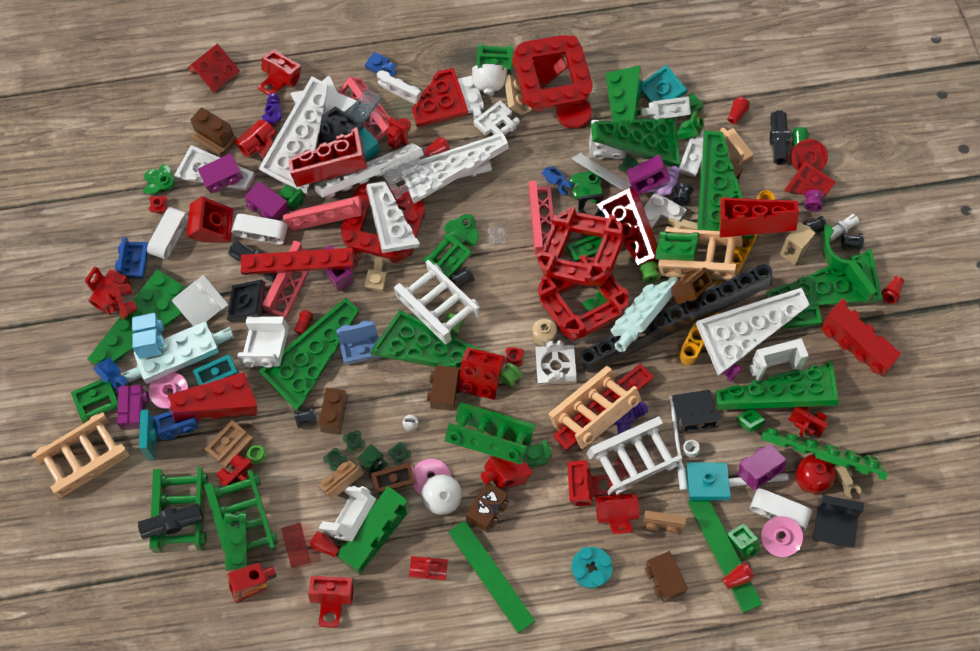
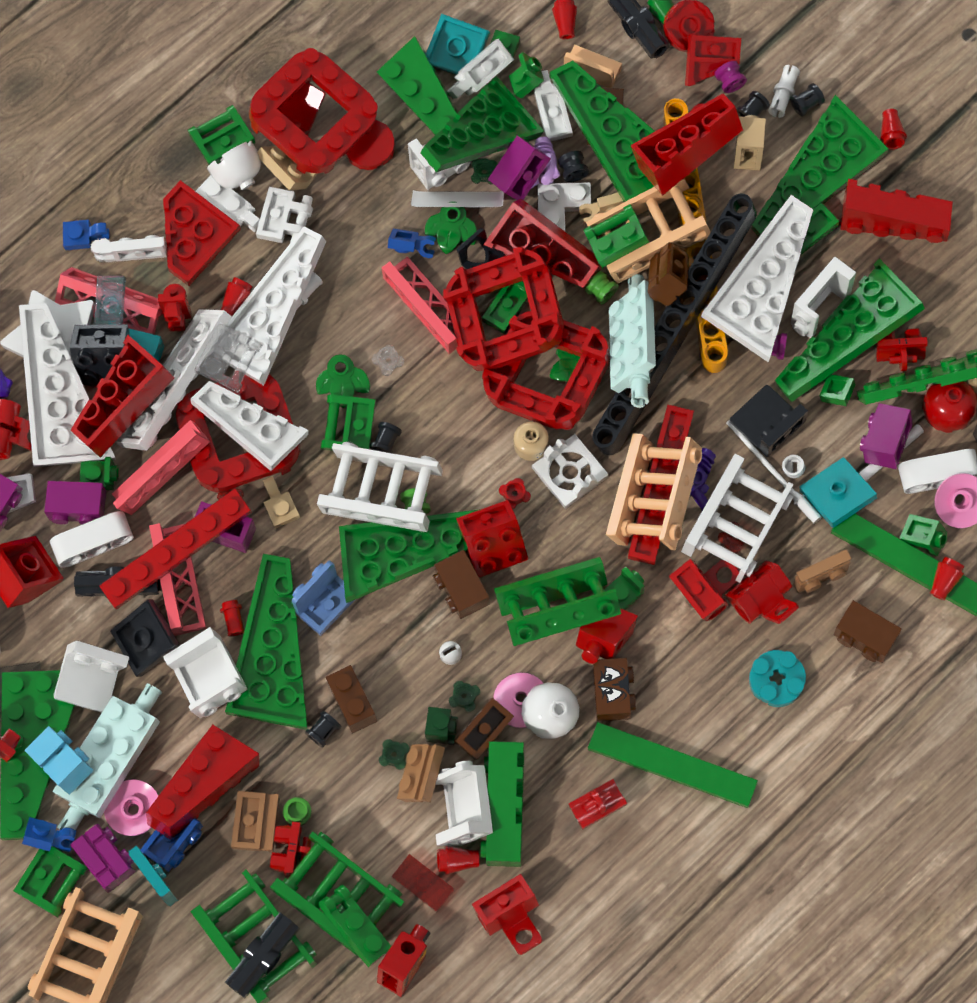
camera: 30 degrees left, 5 degrees up
(216, 370) = (175, 746): teal brick -> none
(348, 438) = (396, 711): clear green plate -> none
(510, 375) = (528, 517): bright green wheel -> none
(850, 267) = (830, 135): green piece -> none

